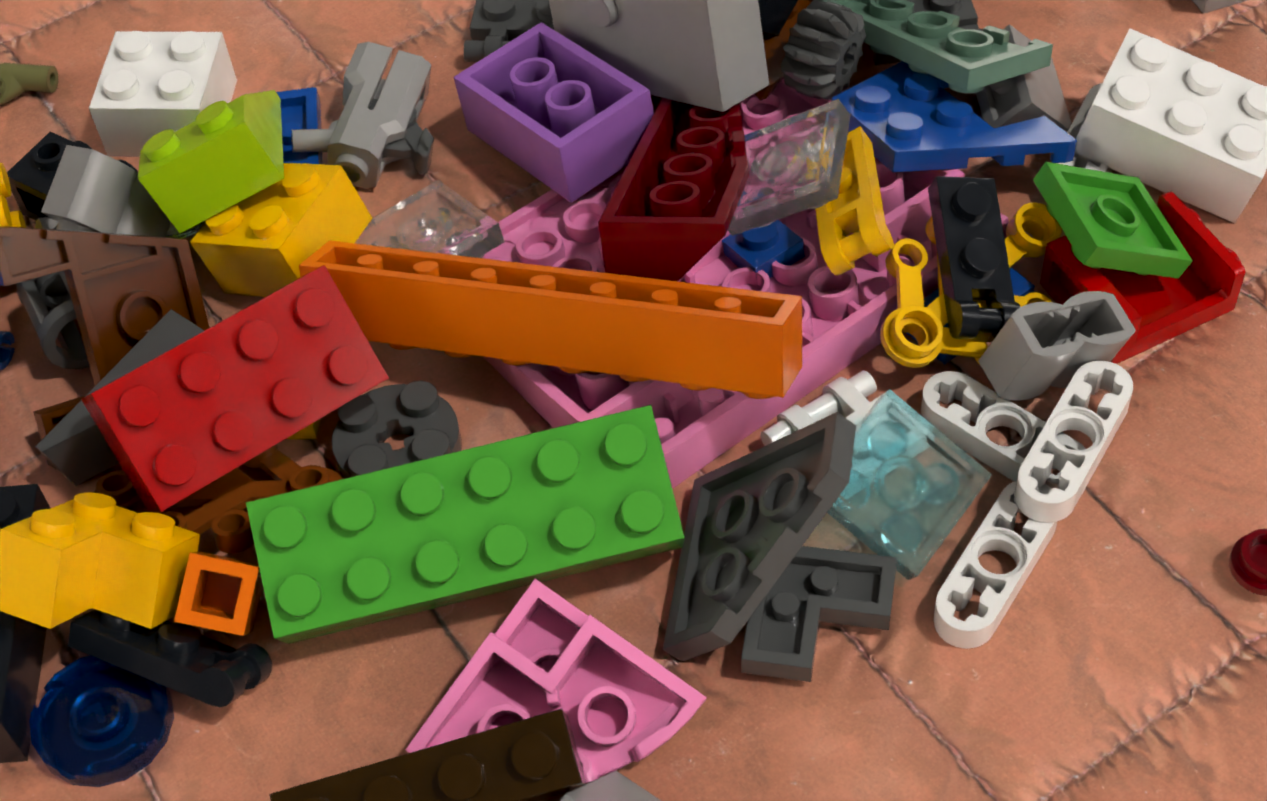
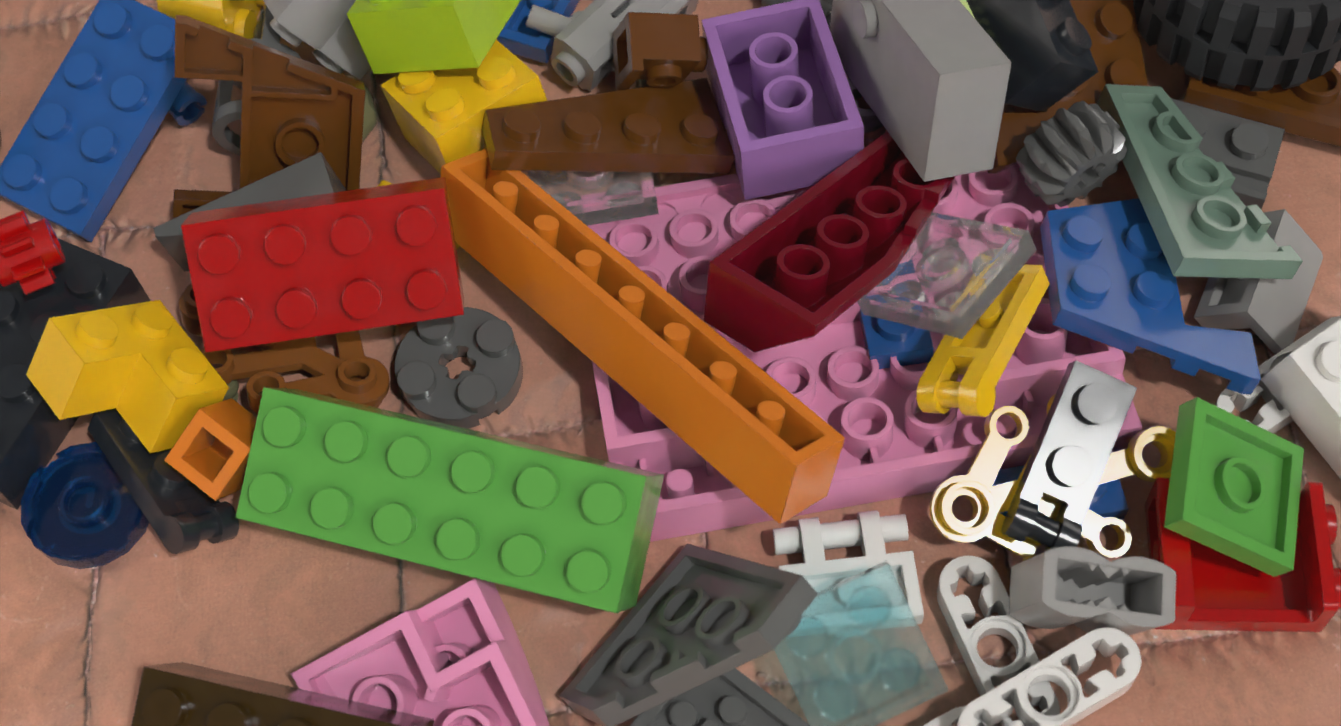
camera: 30 degrees right, 10 degrees up
(426, 192) = (613, 132): none -> reddish brown wing
(427, 114) = (657, 49): none -> reddish brown brick

